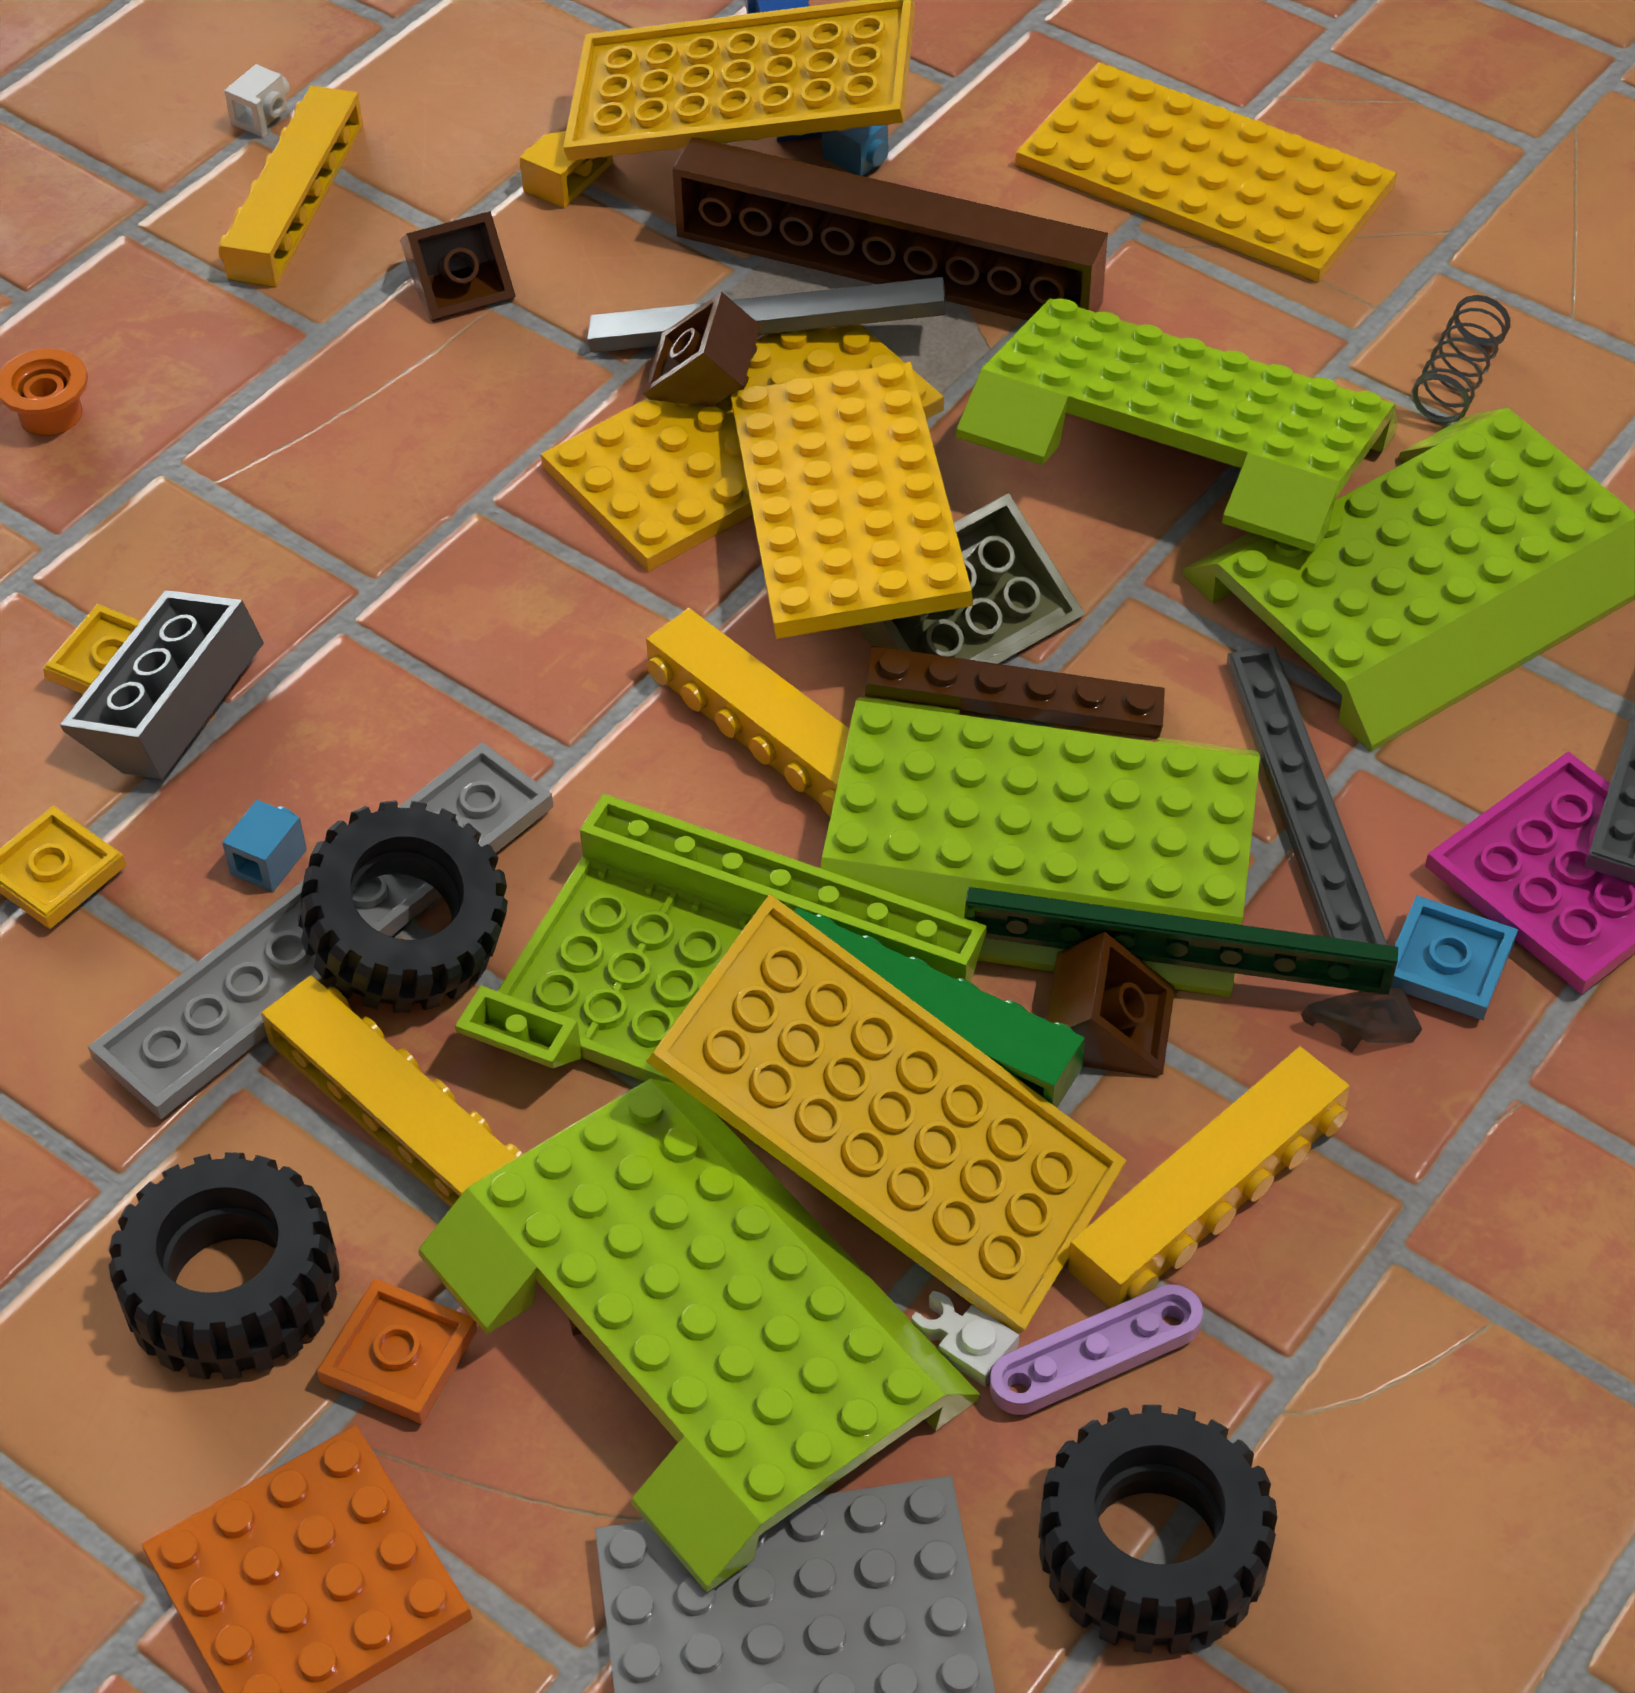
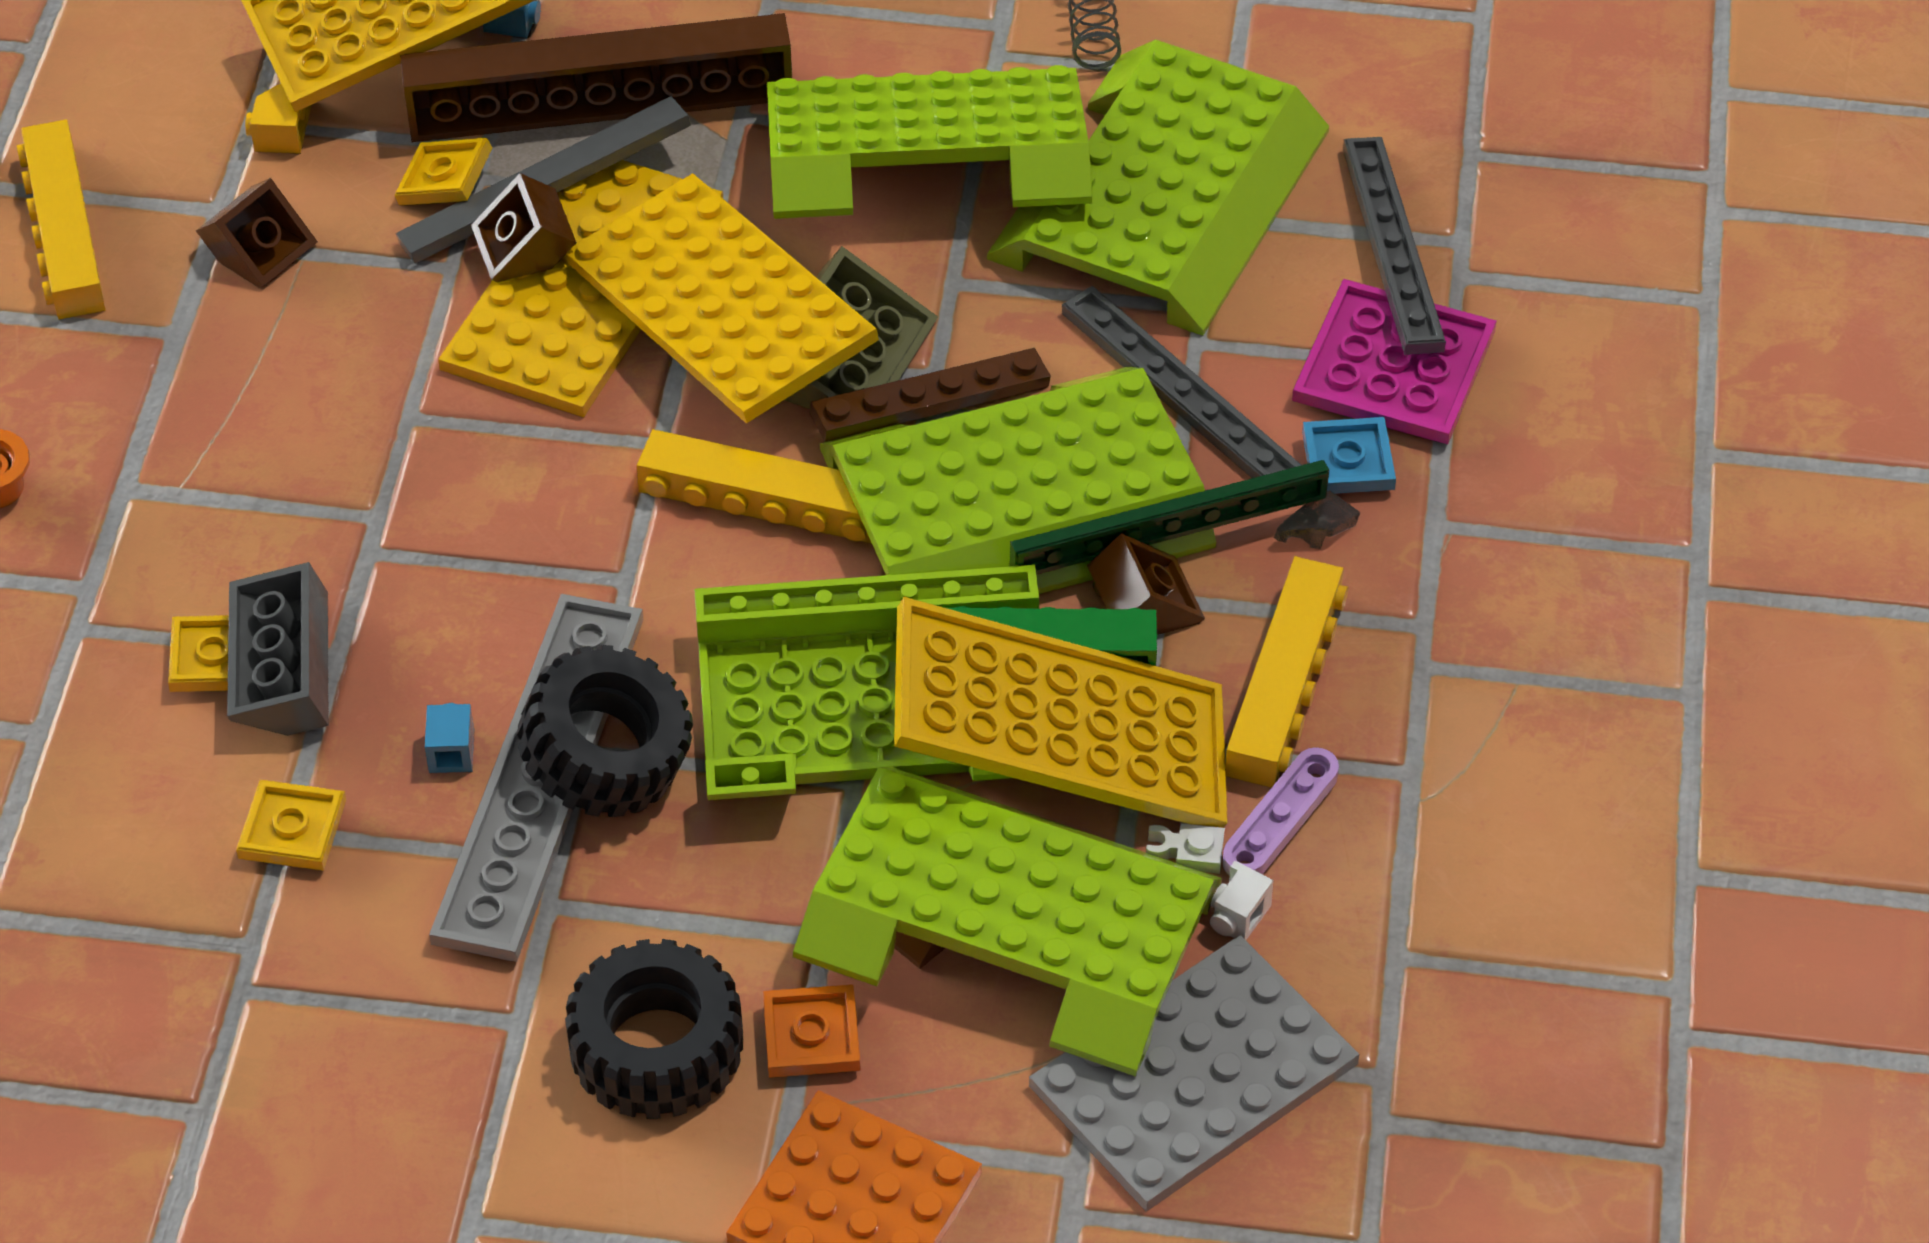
camera: 30 degrees left, 0 degrees up
(384, 1090) = (683, 870): yellow brick -> none
(677, 272) = (443, 171): none -> yellow plate
(975, 1437) = (1241, 902): none -> white brick
(1142, 1598) = (1388, 947): black tyre -> none

